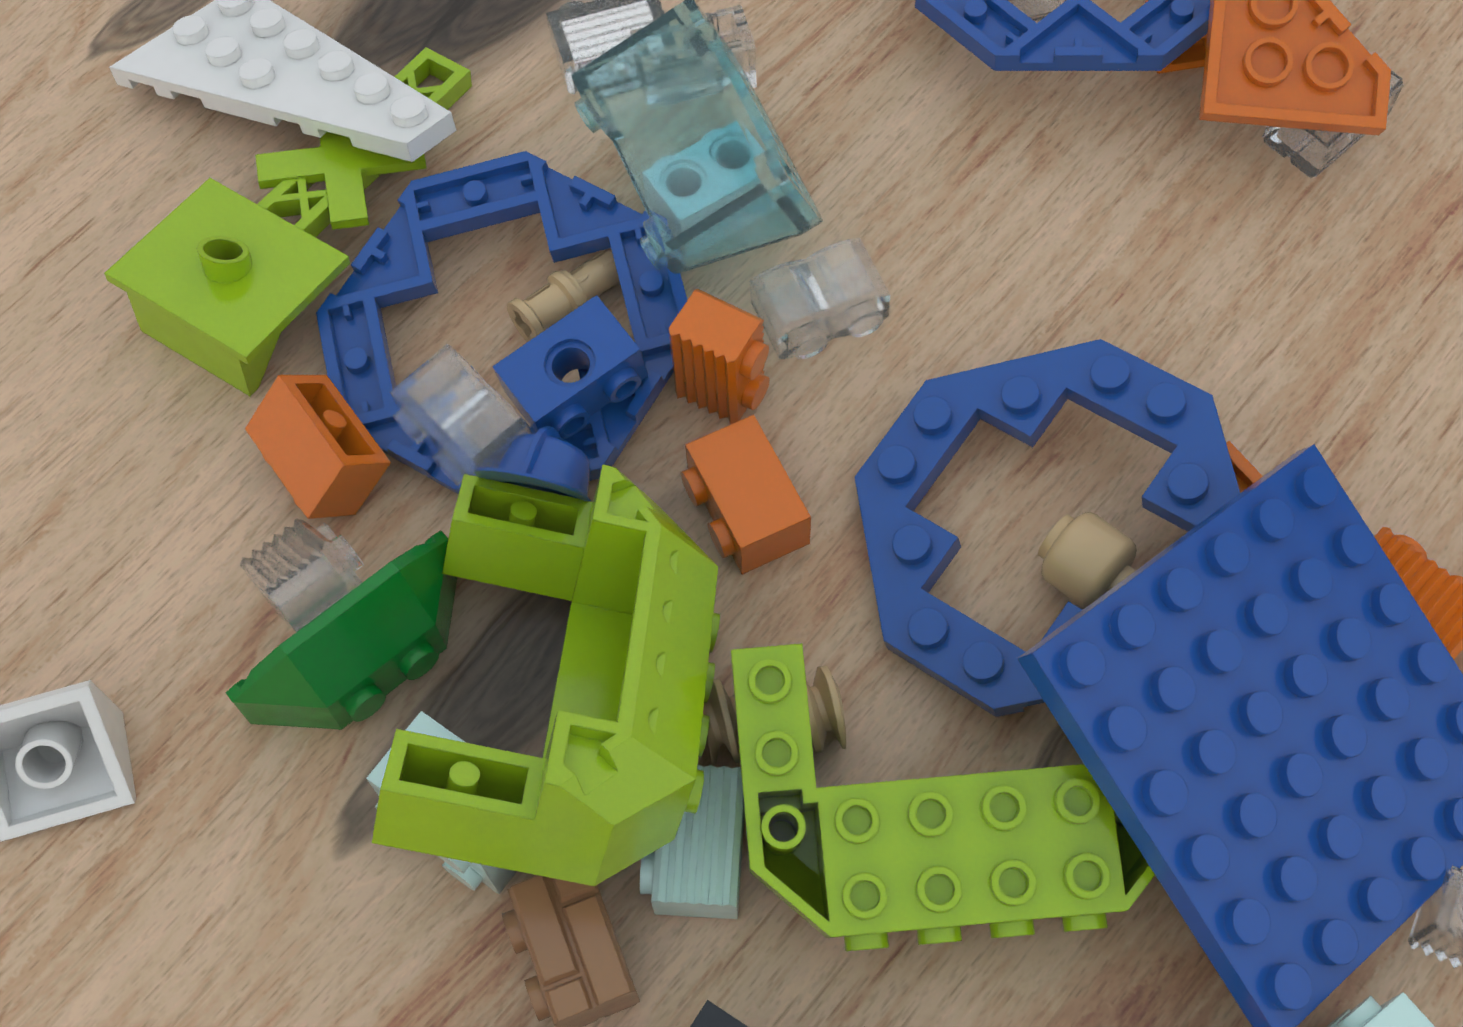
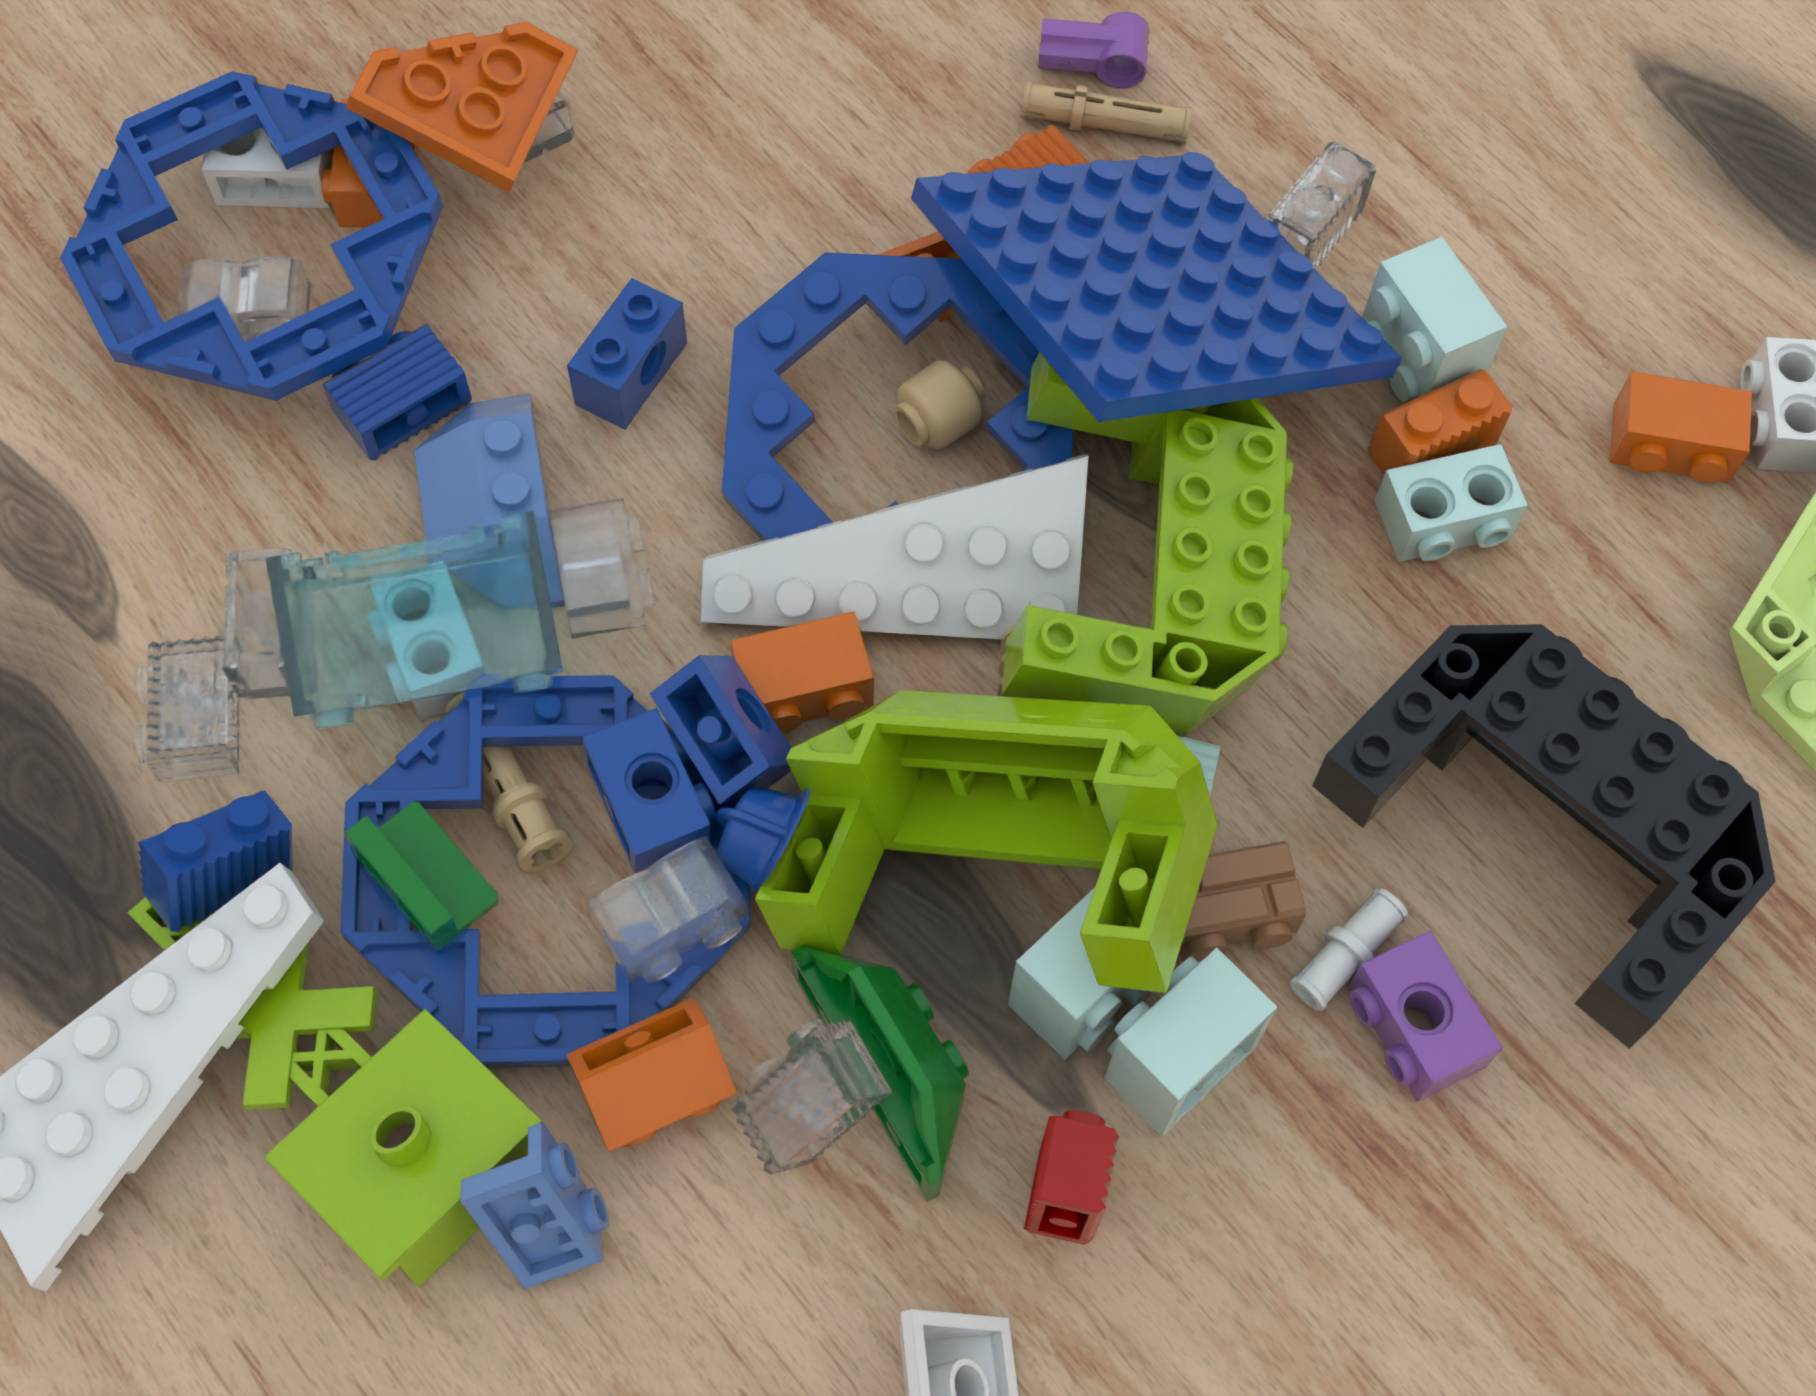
camera: 85 degrees left, 0 degrees up
(184, 384) = (538, 1211): none -> medium blue bracket
(238, 819) = (1072, 1177): none -> red brick
(390, 914) = (1187, 1040): none -> light aqua brick
(461, 217) = (423, 873): none -> green panel
(466, 80) = (213, 858): none -> blue brick
(649, 387) = (723, 727): none -> blue brick
(718, 356) = (653, 645): orange brick -> none
(889, 194) = (483, 469): none -> medium blue wedge
(891, 593) = (919, 567): none -> white wing
(963, 100) = (397, 391): none -> blue brick
(1060, 268) = (627, 353): none -> blue brick

